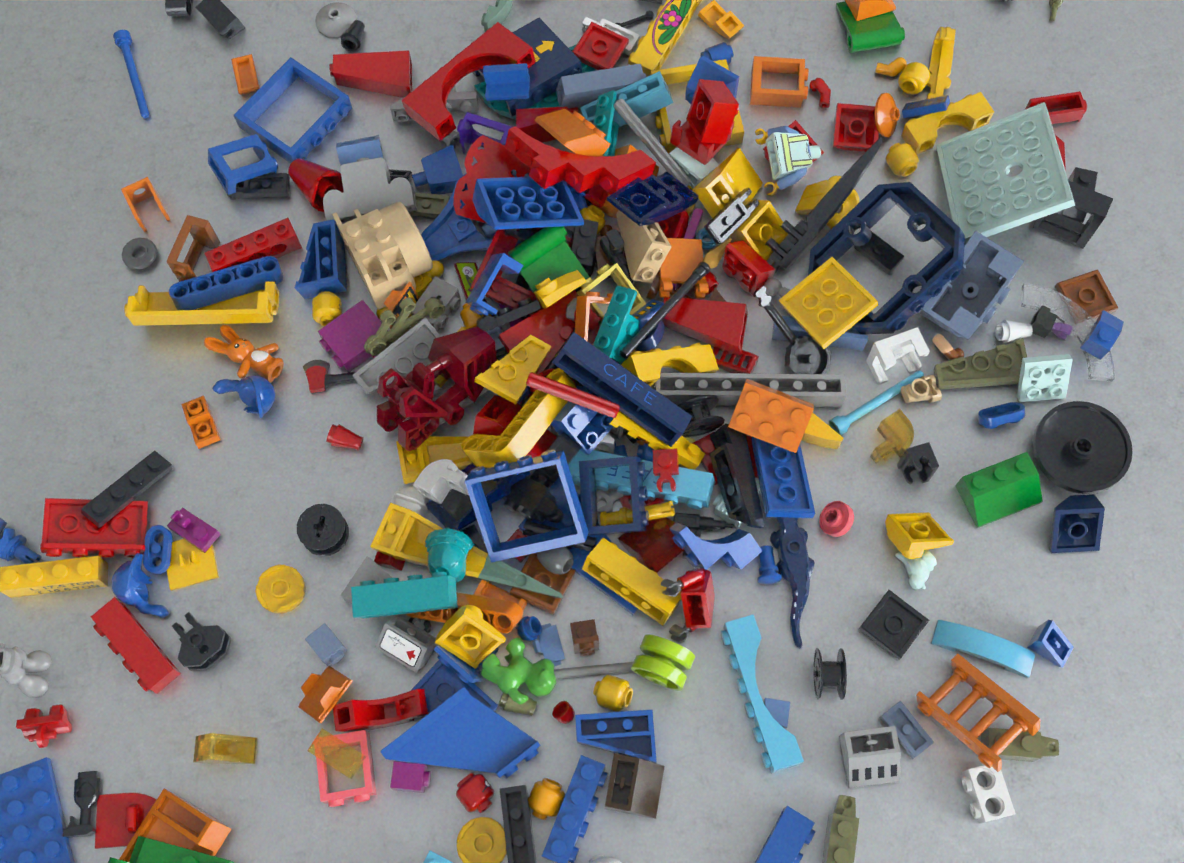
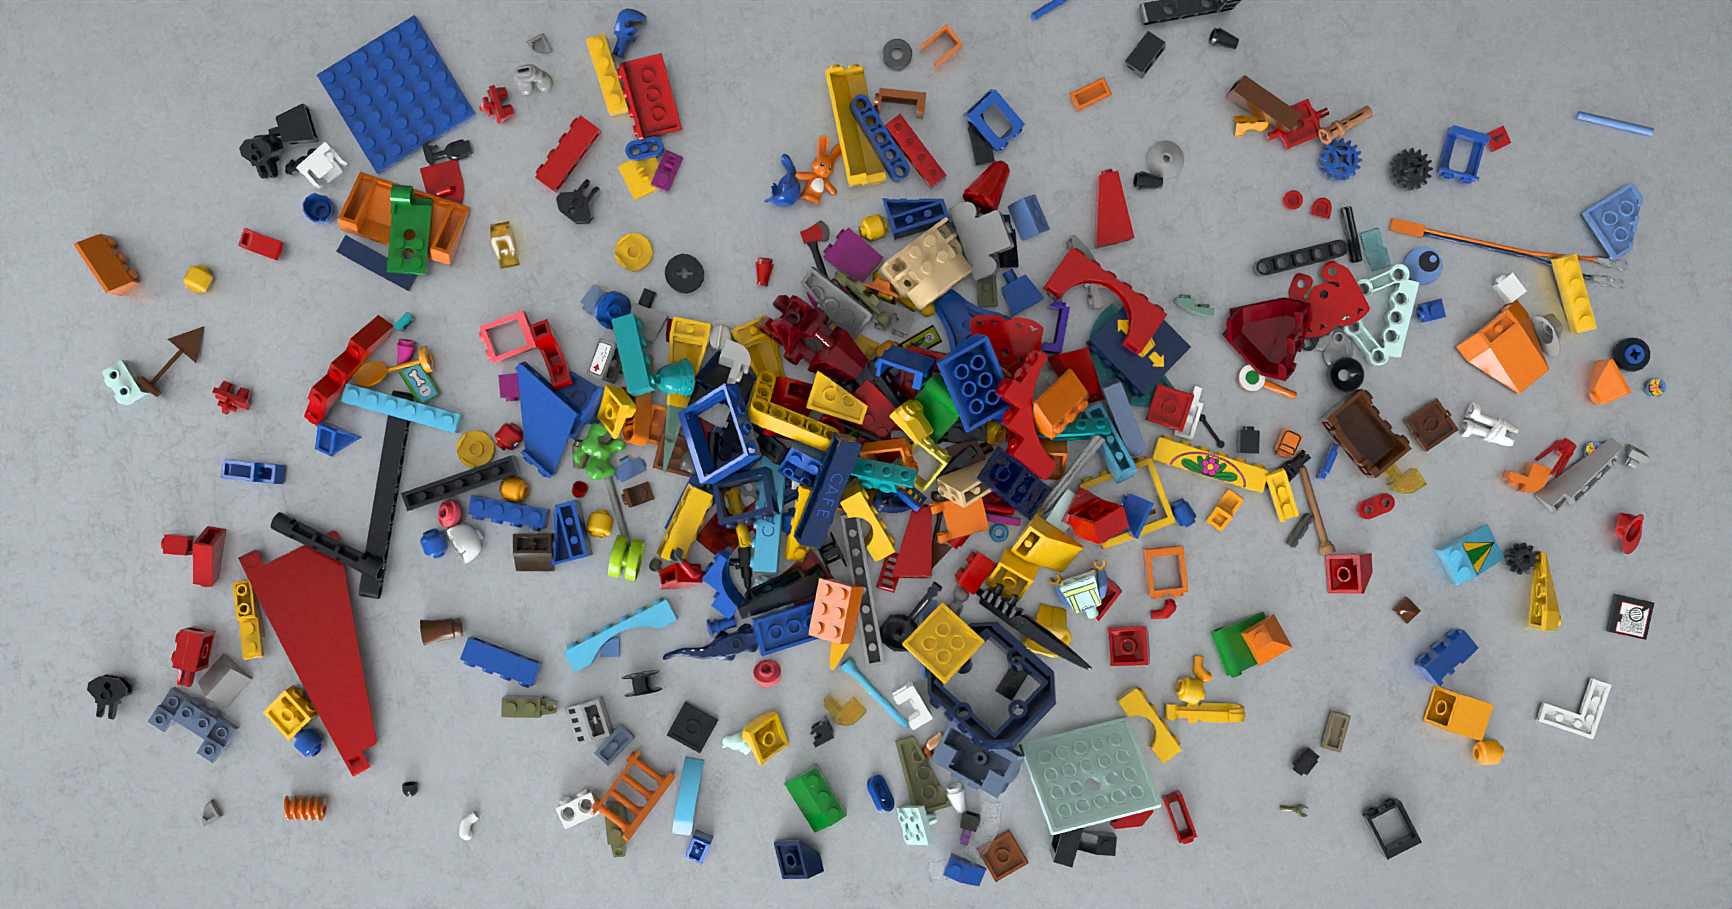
camera: 75 degrees right, 20 degrees up
(126, 489) = (686, 111): black plate -> none
(130, 587) = (609, 138): blue piece -> none
(201, 422) = (757, 150): orange slope -> none
(273, 90) = (1072, 121): blue window -> none
(323, 692) = (558, 308): orange piece -> none
(336, 753) = (513, 330): clear yellow plate -> none
(338, 580) = (647, 298): none -> black hinge
(340, 626) = (611, 306): none -> blue tile
(506, 82) = (1106, 335): blue panel -> none
(529, 628) = (637, 452): blue plate -> none
(572, 395) = (813, 451): axle -> none
(665, 465) = (777, 534): red plate -> none
(709, 262) = (966, 540): black piece -> none
(730, 217) = (1013, 552): hinge -> none
(886, 115) = (1144, 670): orange dish -> none
(902, 159) = (1104, 689): yellow head -> none
(922, 390) = (892, 730): tan plate -> none
(926, 106) = (1159, 703): blue tile -> none
(1082, 447) = (861, 859): black dish -> none

